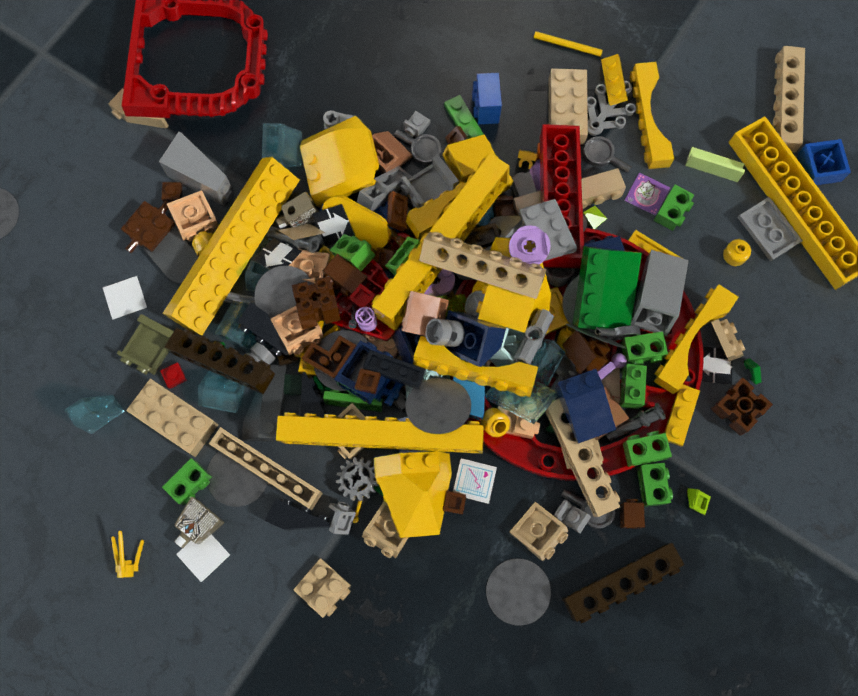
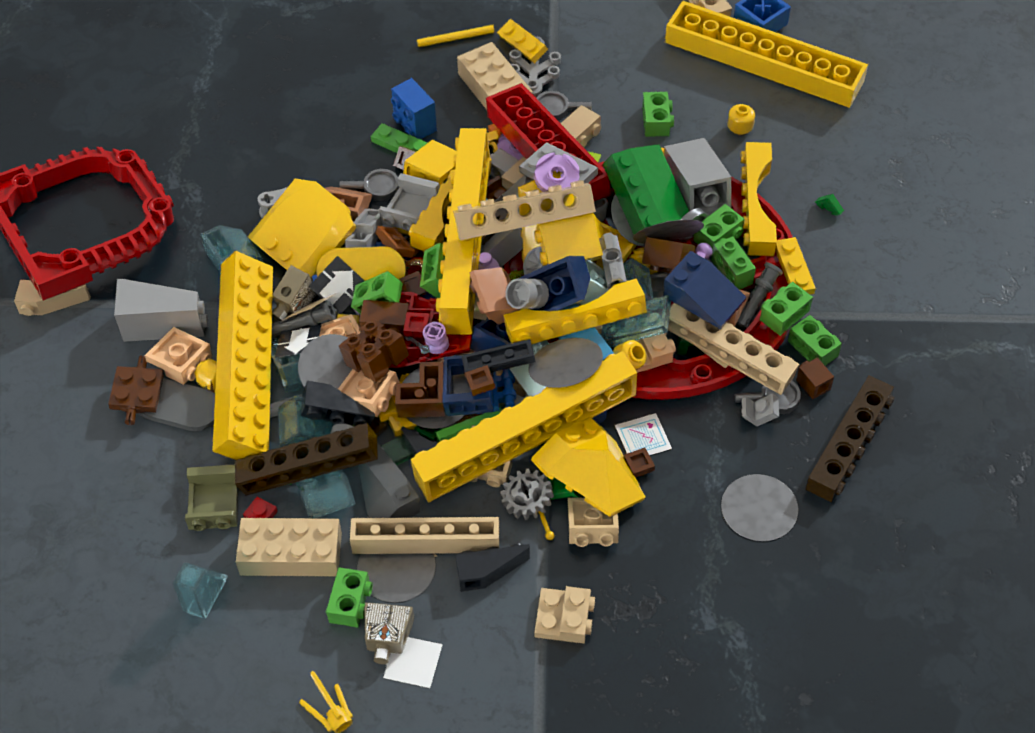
camera: 30 degrees left, 20 degrees down
(124, 297) = (152, 472): white sticker -> none
(171, 191) = (136, 348): reddish brown plate -> none
(342, 518) = (538, 537): light grey bracket -> none
(416, 125) = (356, 168): light grey bracket -> none
(540, 531) = (740, 439): tan plate -> none
(647, 194) = (622, 118): sticker -> none
(657, 147) = (603, 75): yellow arch -> none
(698, 500) = (864, 334): lime slope -> none
(715, 164) = (667, 64): yellowish green panel -> none
(716, 366) = (797, 219): sticker -> none
(725, 333) = (791, 192): tan plate -> none
(741, 418) = (842, 235): reddish brown brick -> none
(769, 229) = (755, 89): light grey plate -> none

